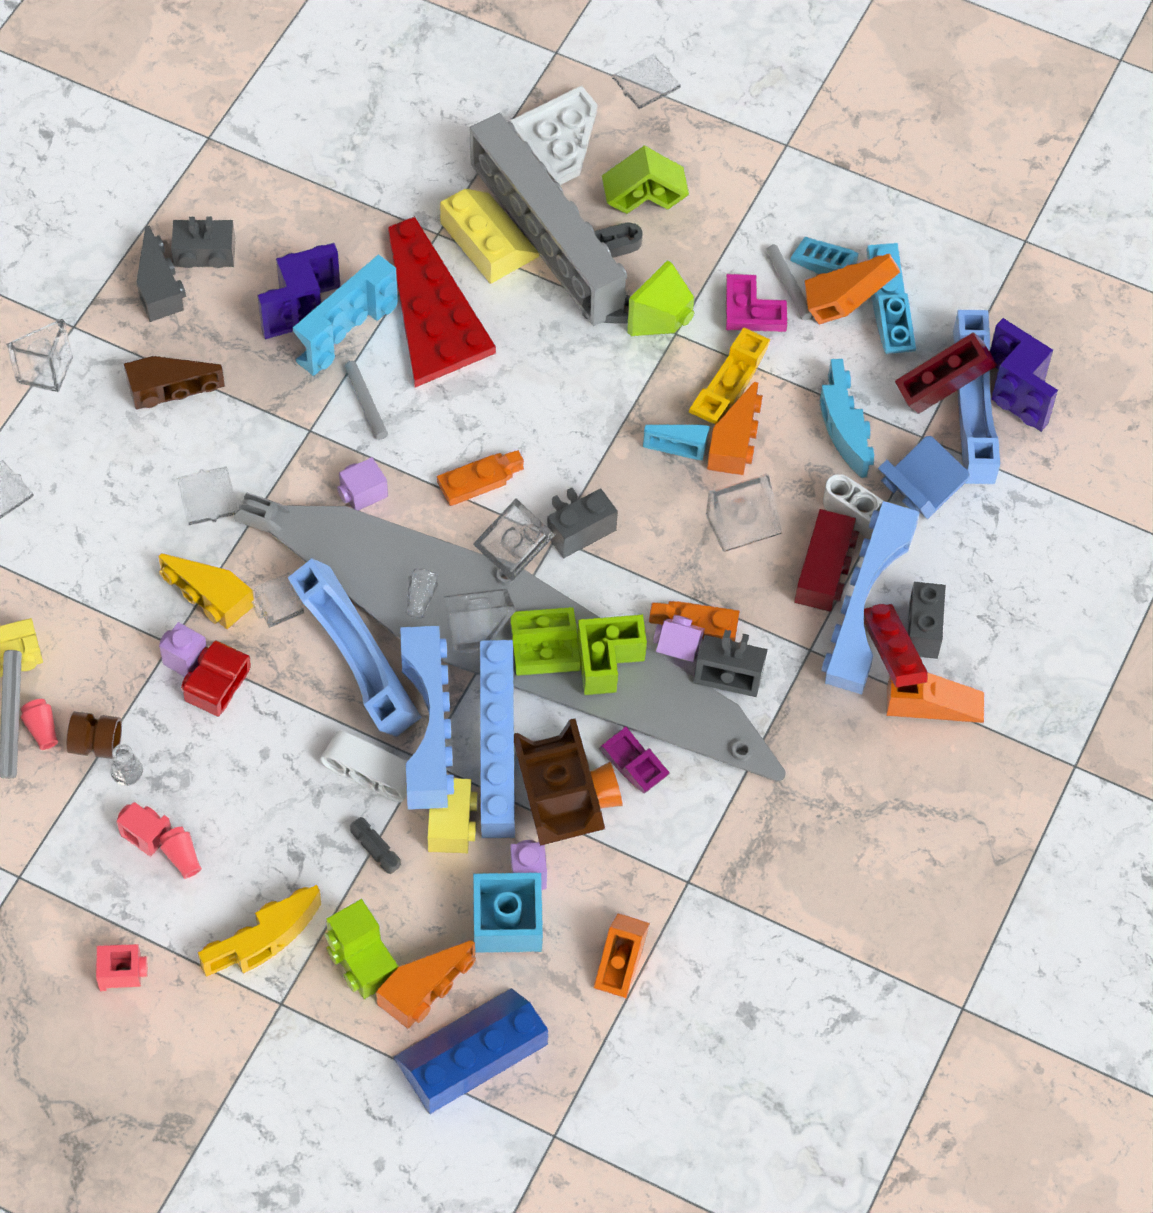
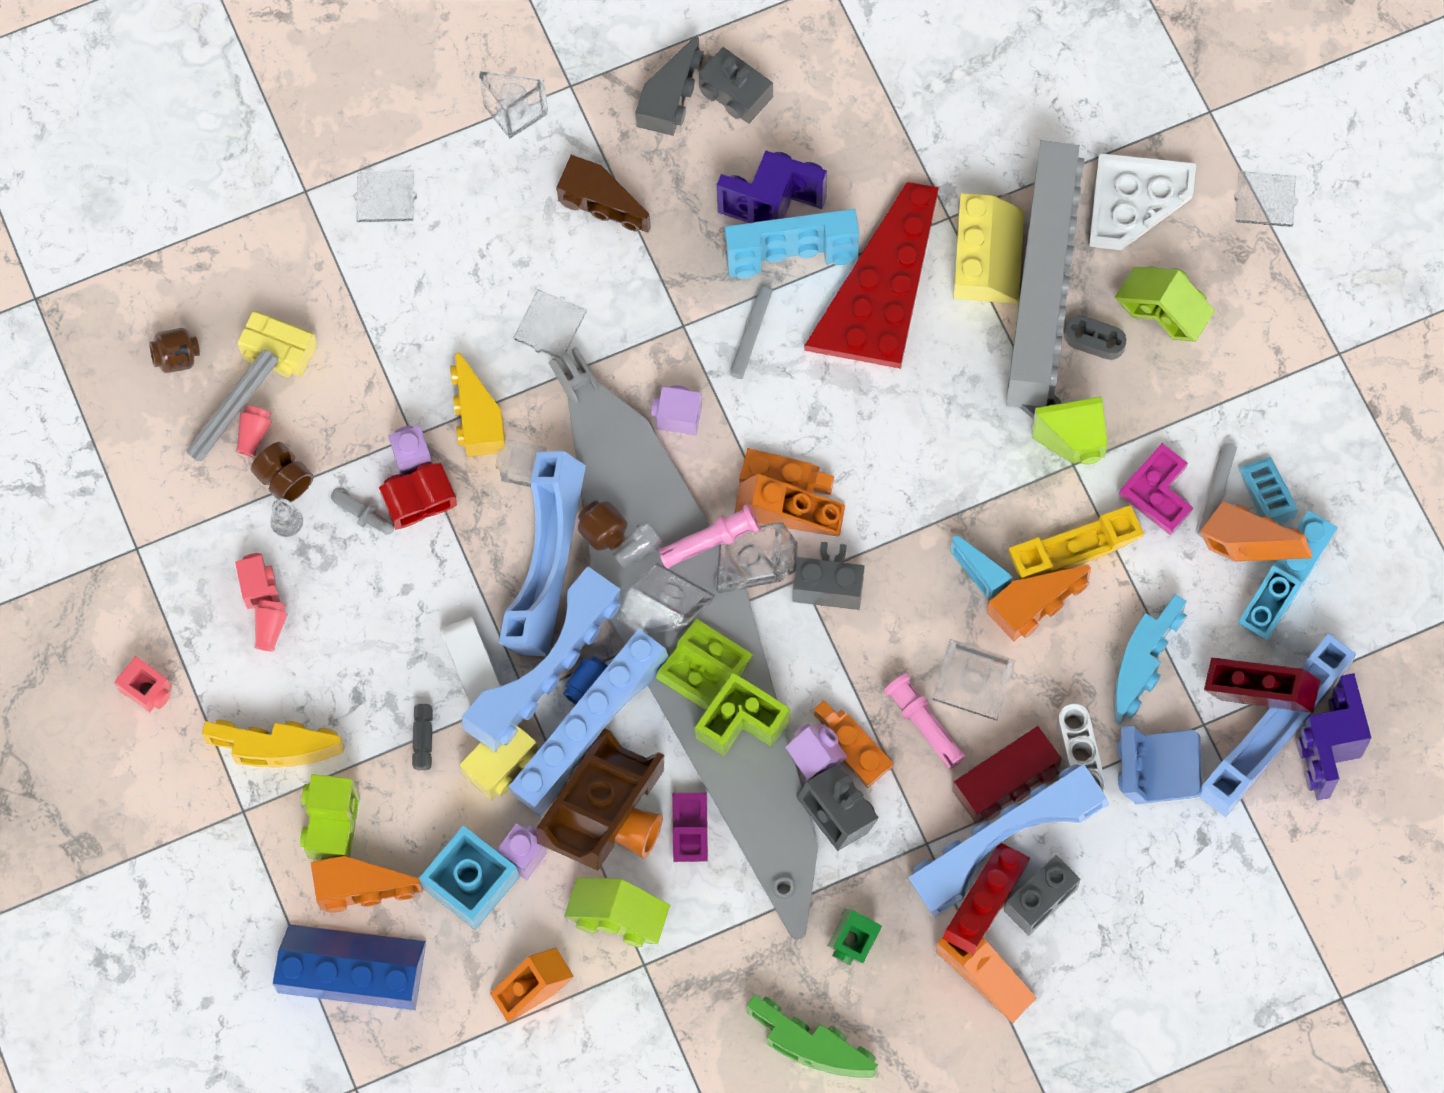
camera: 45 degrees right, 10 degrees up
(178, 722) = (365, 514): none -> light grey piece
(382, 595) = (602, 525): none -> reddish brown head
(465, 715) = (583, 678): none -> blue brick
(477, 535) = (723, 531): none -> bright pink pin
(489, 495) = (793, 506): none -> orange slope
(638, 847) = (617, 909): none -> lime brick
(719, 563) = (916, 709): none -> bright pink pin
(823, 744) = (865, 936): none -> green brick
(871, 840) = (821, 1051): none -> bright green slope

